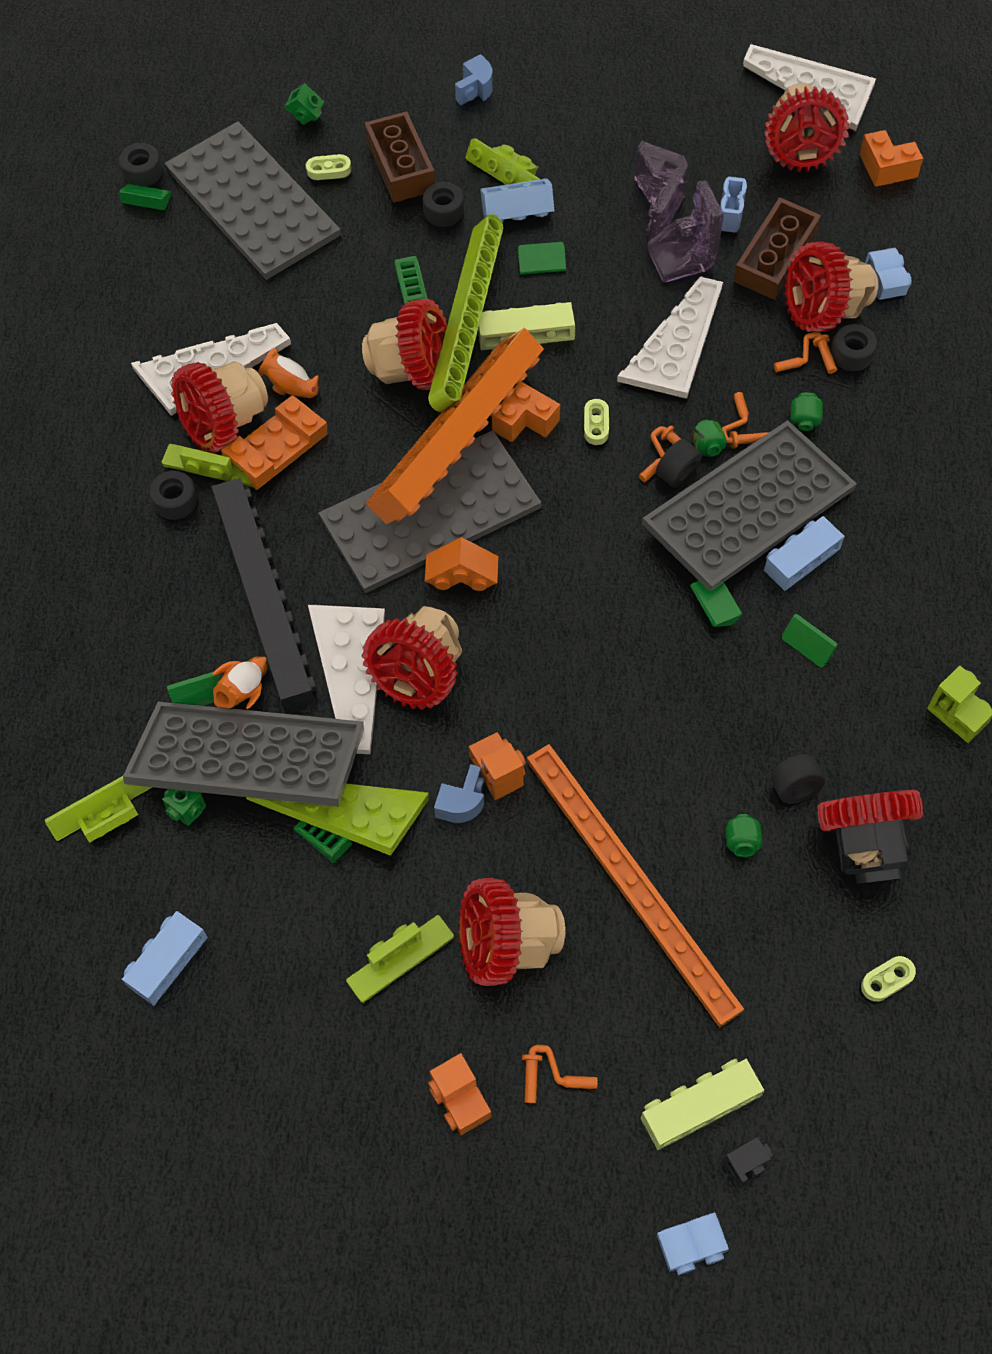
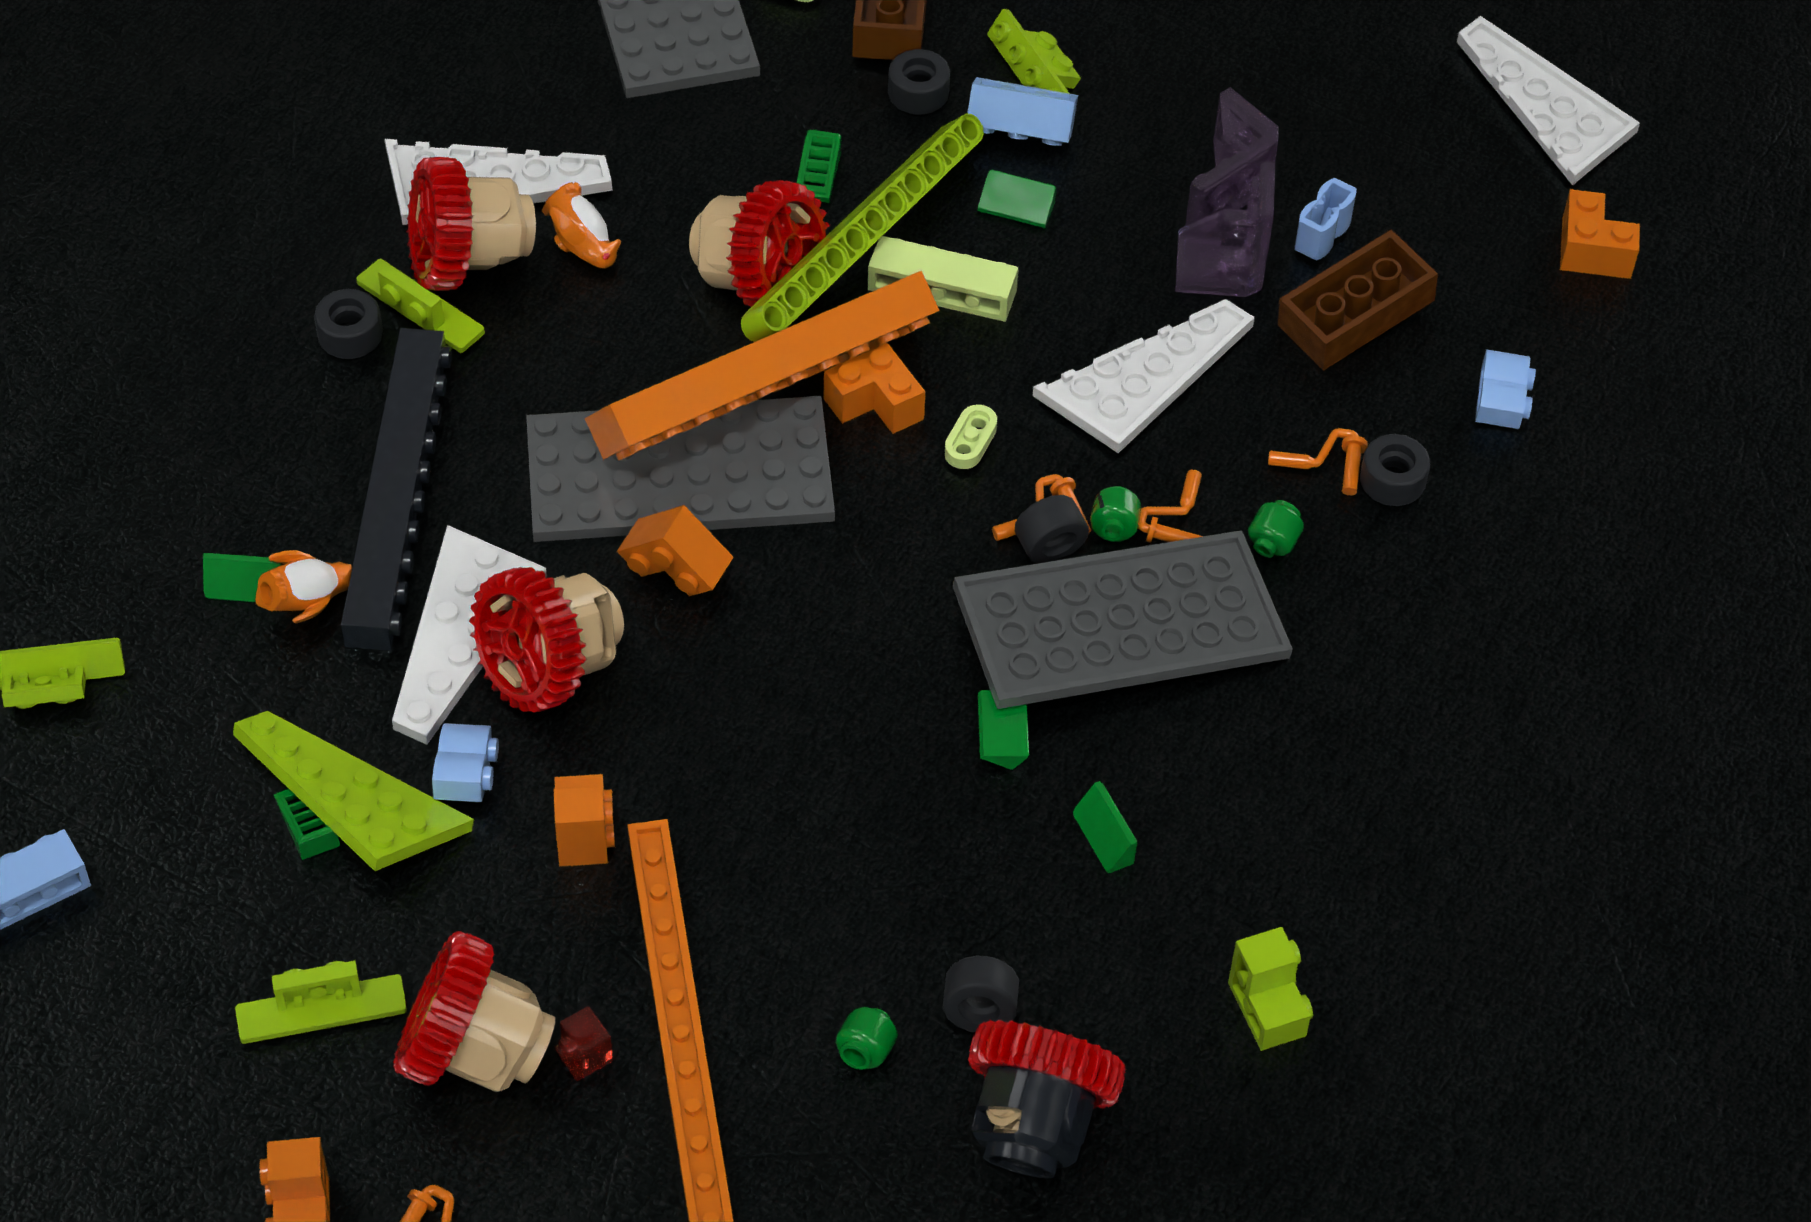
camera: 20 degrees right, 10 degrees down
(183, 805) = (149, 705): green brick -> none
(245, 753) = (258, 671): dark grey plate -> none
(277, 442) = (519, 306): orange piece -> none
(404, 758) = (463, 762): none -> light blue brick
(461, 804) = (508, 848): medium blue brick -> none
(578, 912) = (584, 1043): none -> clear red brick
(803, 552) = (1163, 711): light blue brick -> none
(806, 127) = (1482, 150): red piece -> none
(827, 286) = (1395, 372): red piece -> none

